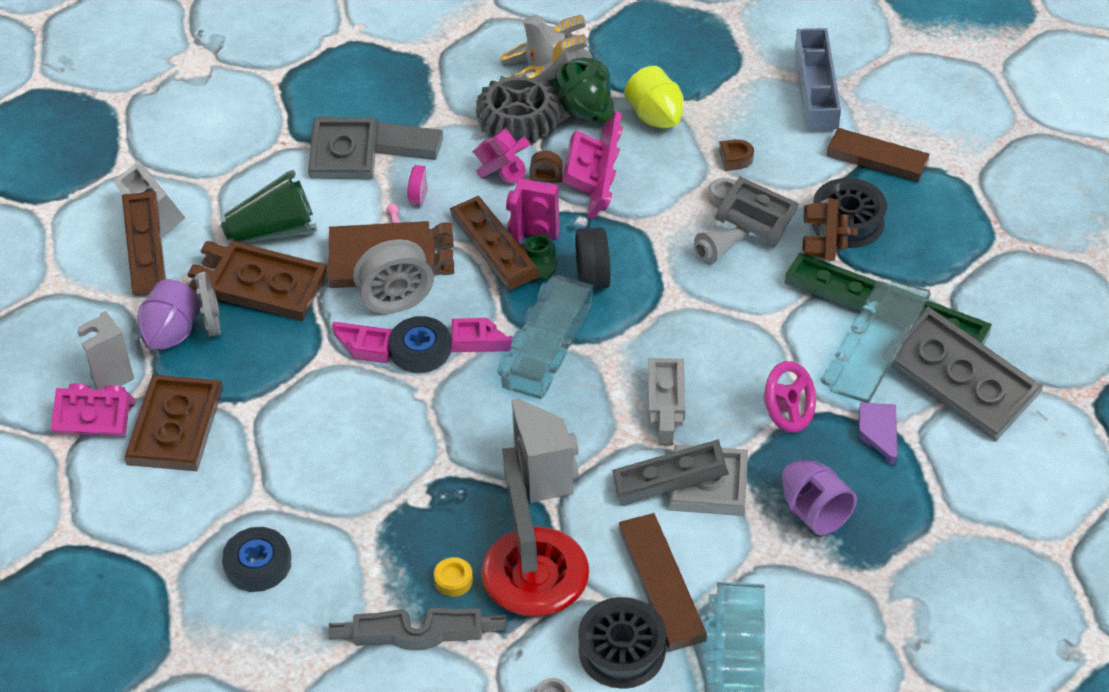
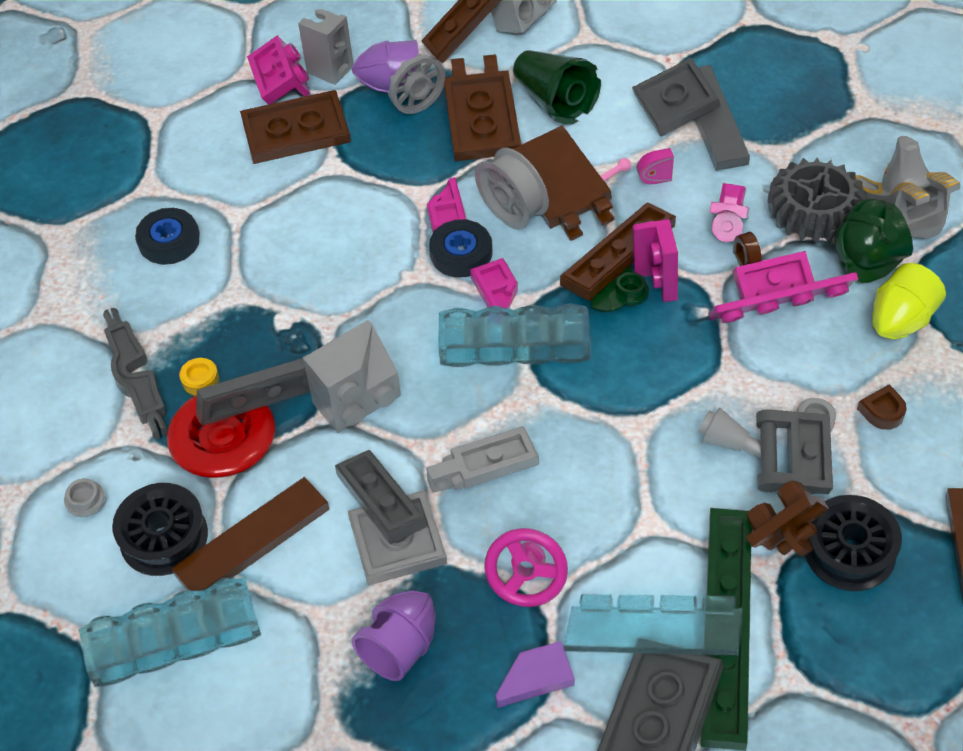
camera: 70 degrees right, 5 degrees up
(593, 257) = (627, 330): black tyre -> none

